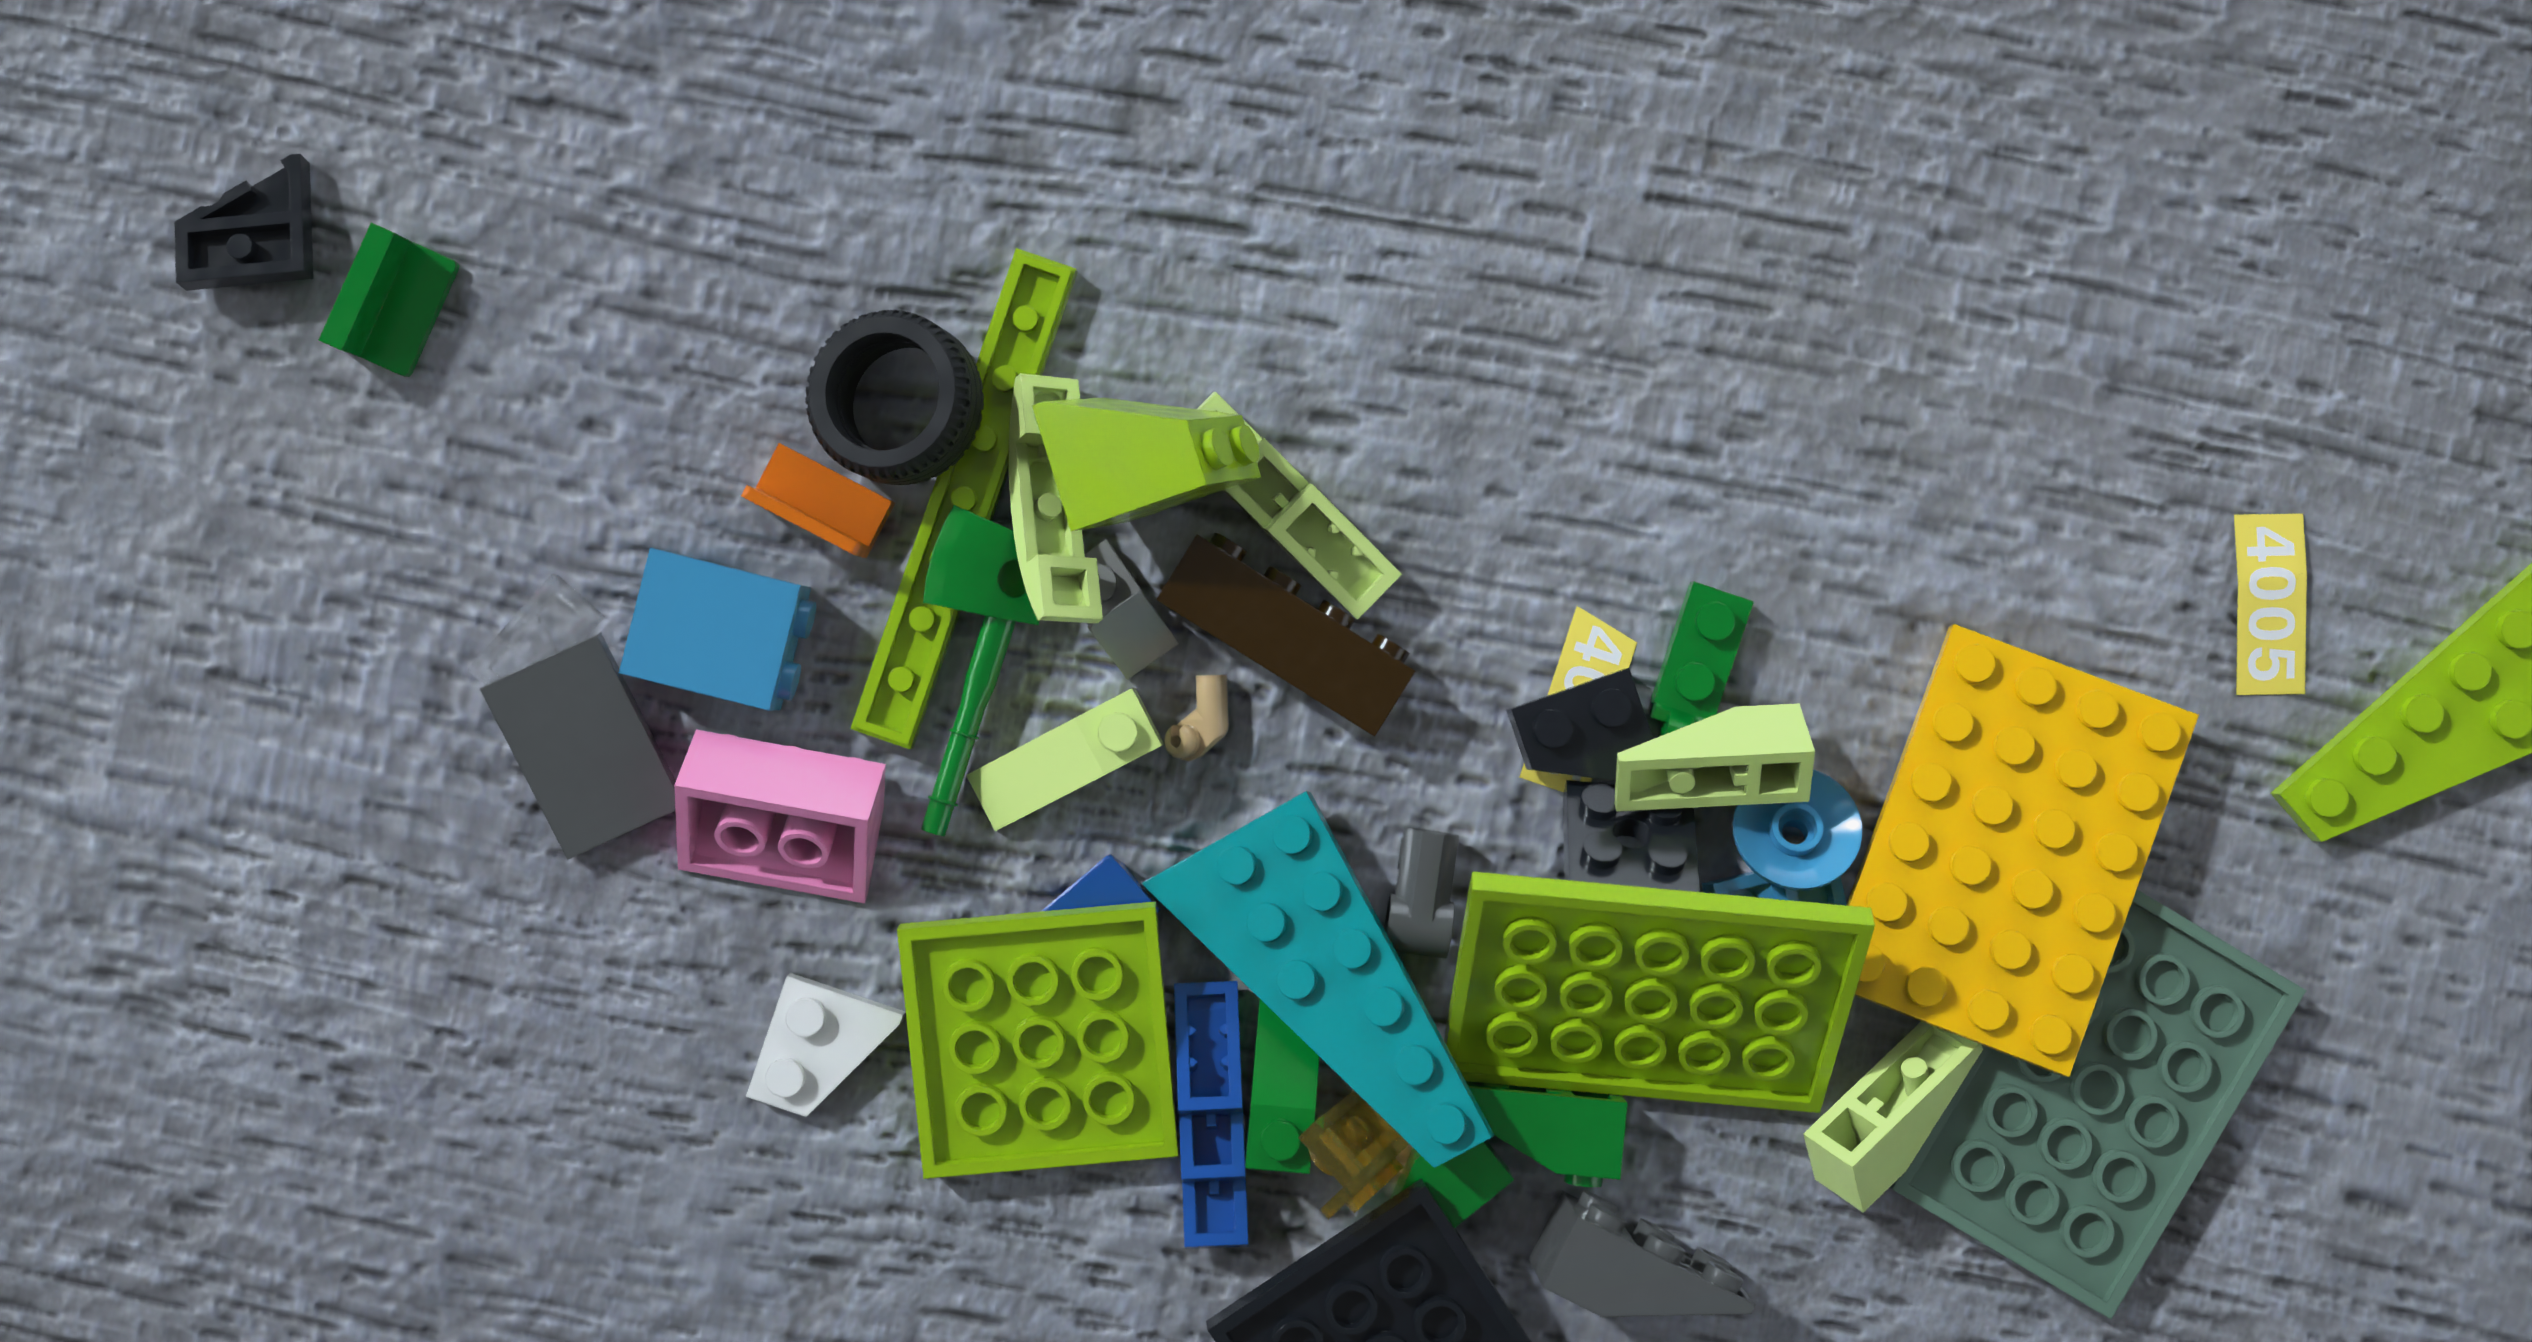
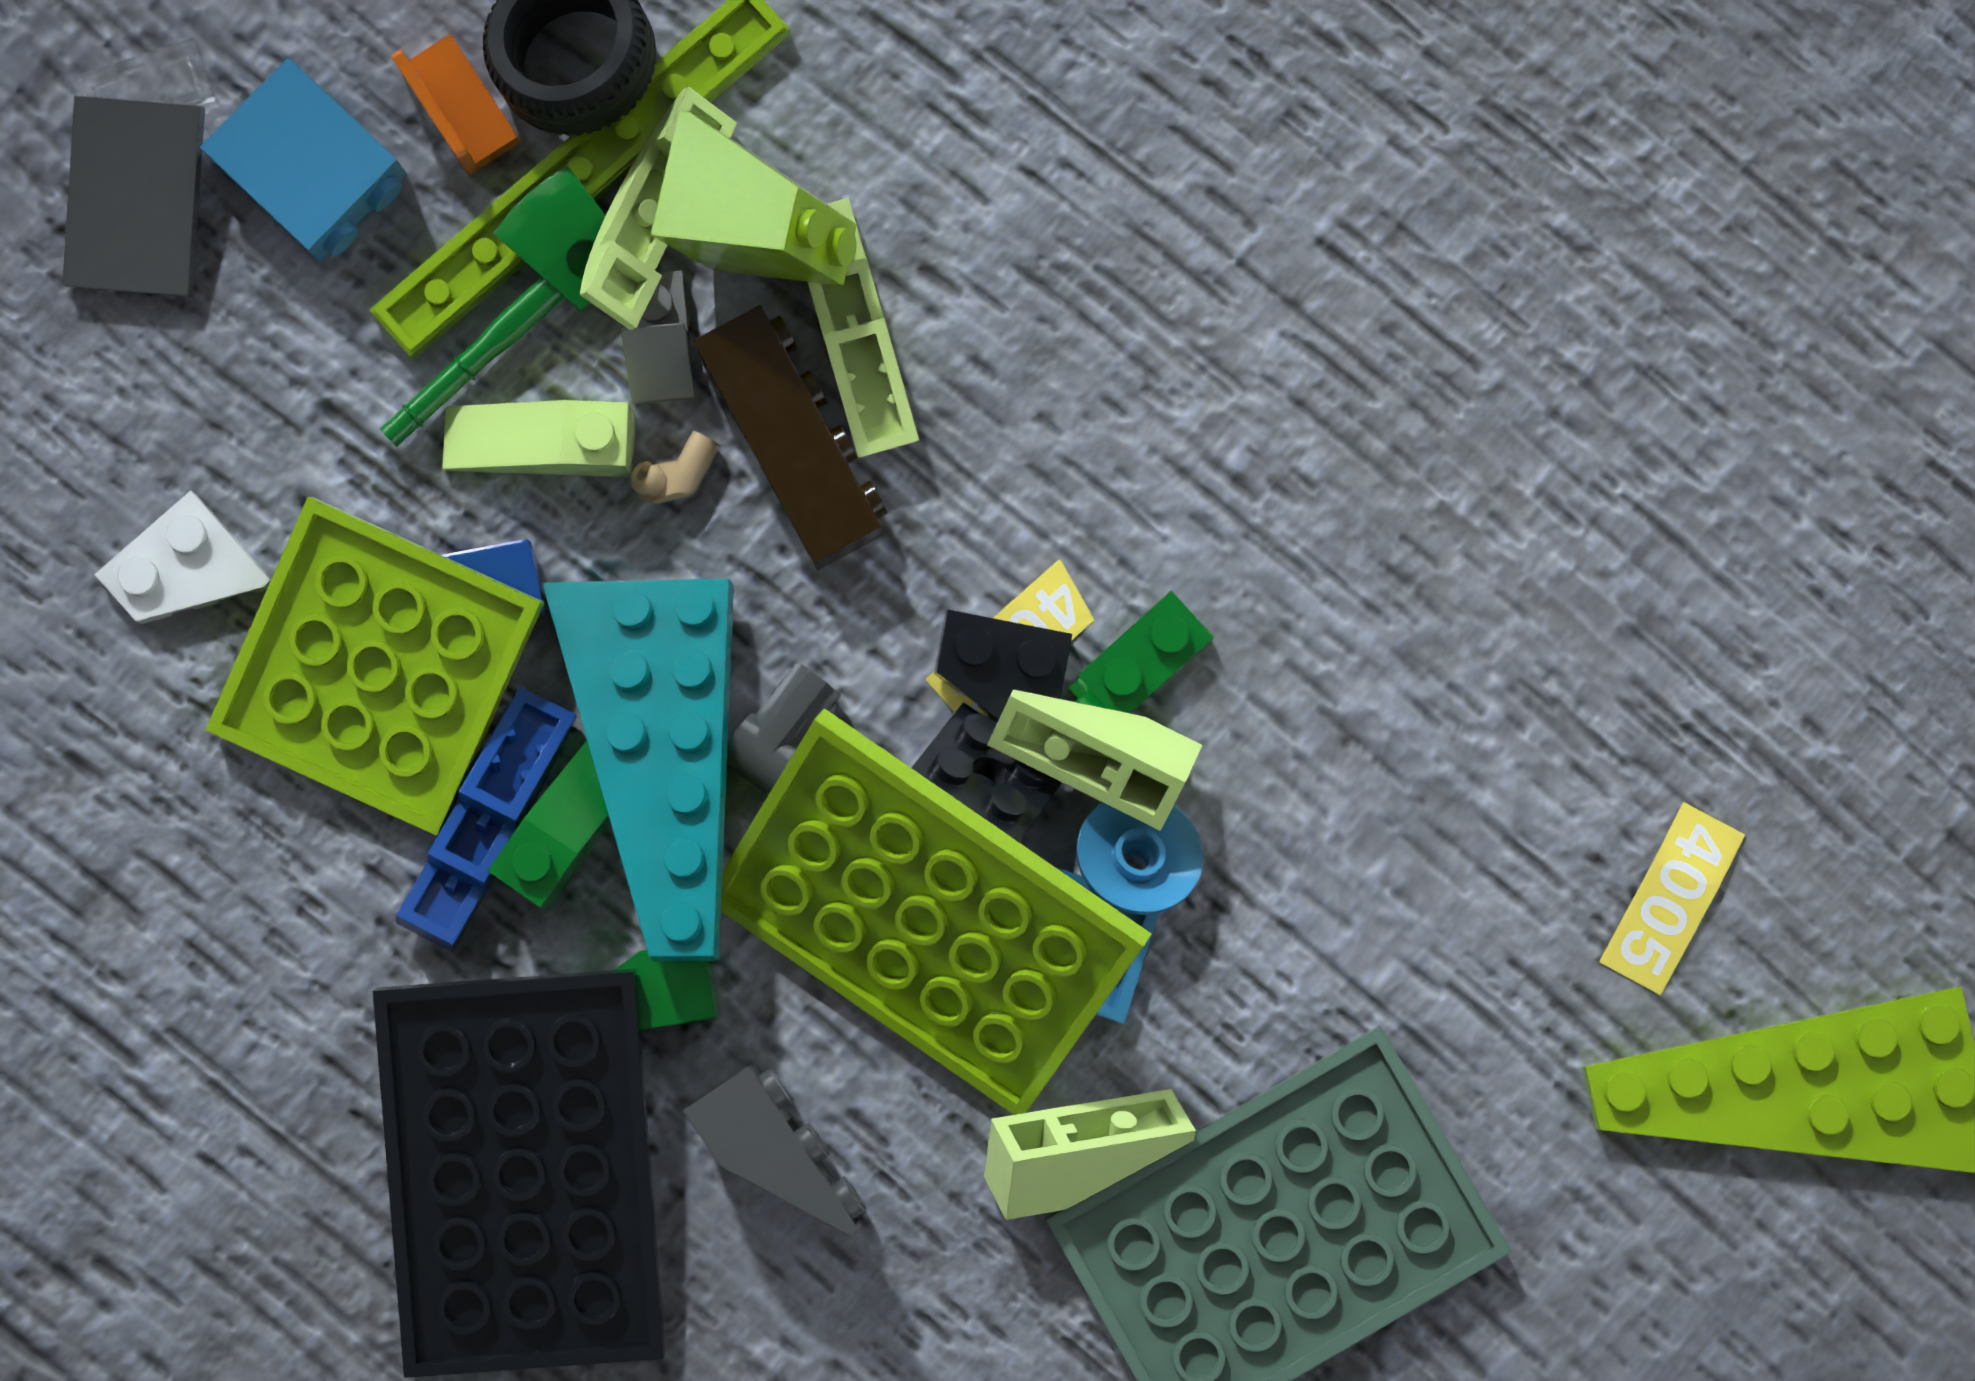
camera: 30 degrees right, 5 degrees down
(778, 815) = (264, 349): bright pink slope -> none
(1355, 1149) = (592, 910): clear yellow bracket -> none
(1559, 1128) = (780, 998): green slope -> none
(2014, 846) = (1316, 975): yellow plate -> none

